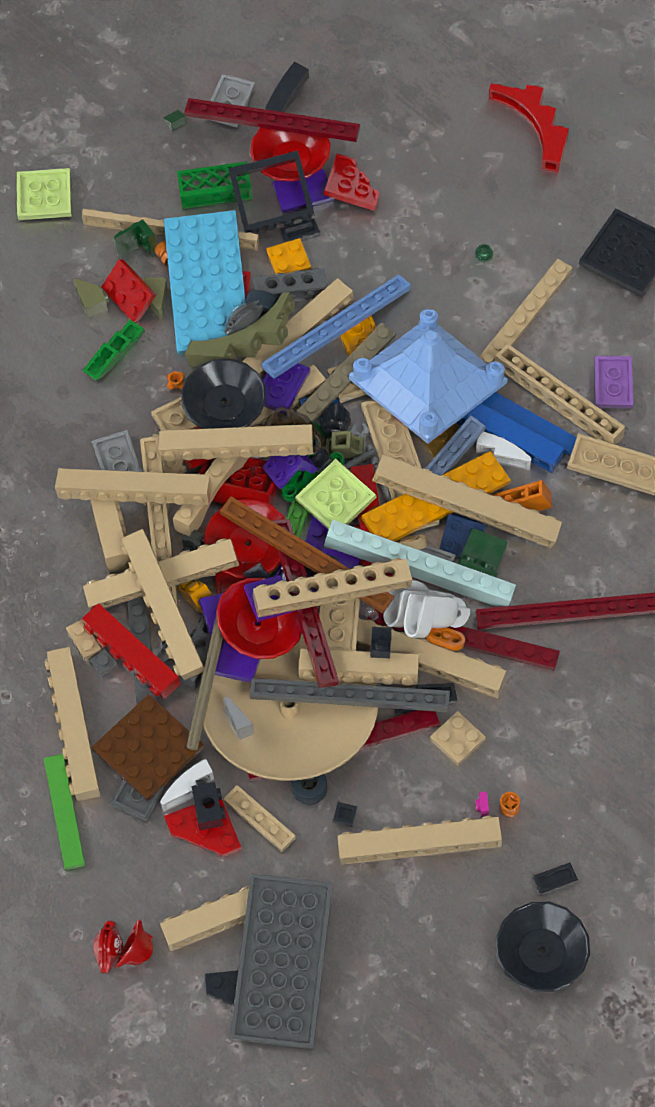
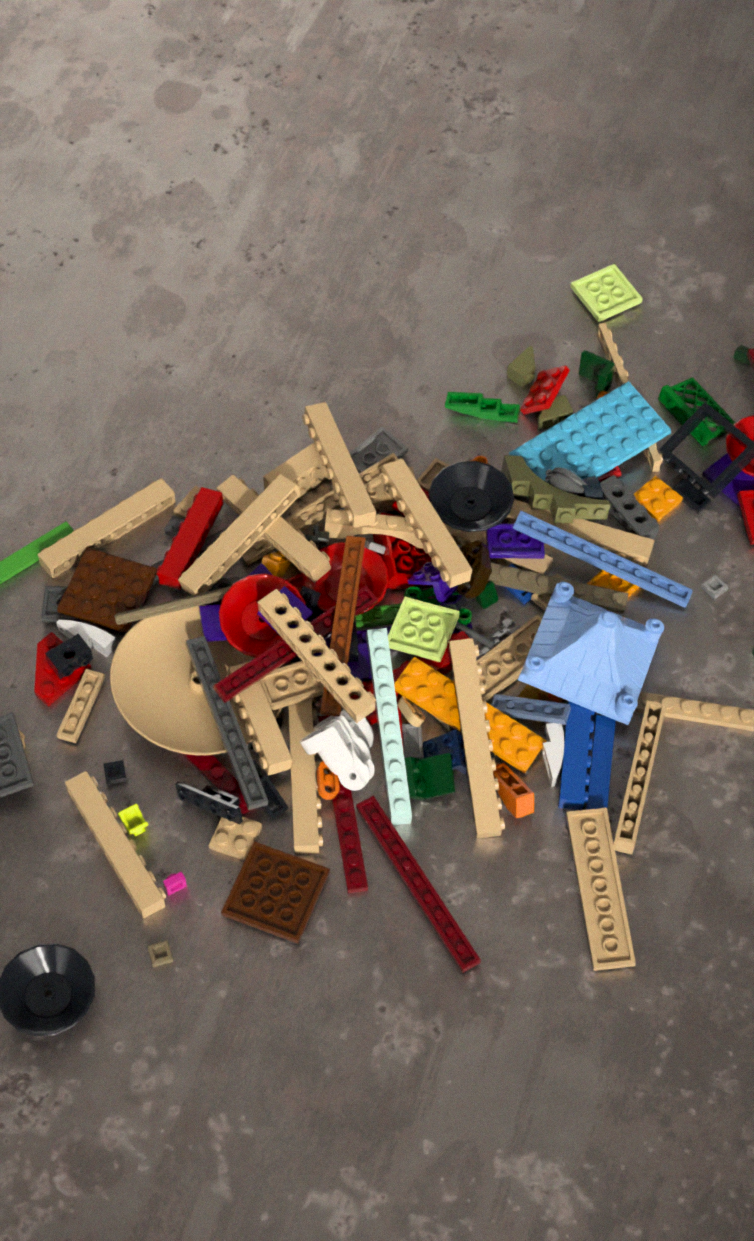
camera: 60 degrees right, 5 degrees down
(218, 504) = (373, 546): none -> light grey tile
(240, 723) = (153, 643): light grey slope -> none
(310, 796) = (126, 736): black wheel -> none
(335, 419) = (506, 601): black hair -> none
(345, 443) = (485, 619): olive brick -> none
(381, 642) = (287, 724): black slope -> none
(401, 257) = (714, 587): none -> light grey tile
(403, 815) = (133, 820): none -> neon yellow bracket
(420, 739) = (212, 800): none -> black bracket
(510, 800) = (182, 902): orange wheel -> none
(530, 726) = (275, 892): none -> reddish brown plate
(543, 844) = (160, 953): none -> dark tan tile
(555, 879) = (128, 978): black tile -> none
(613, 381) = (687, 820): medium lavender plate -> none

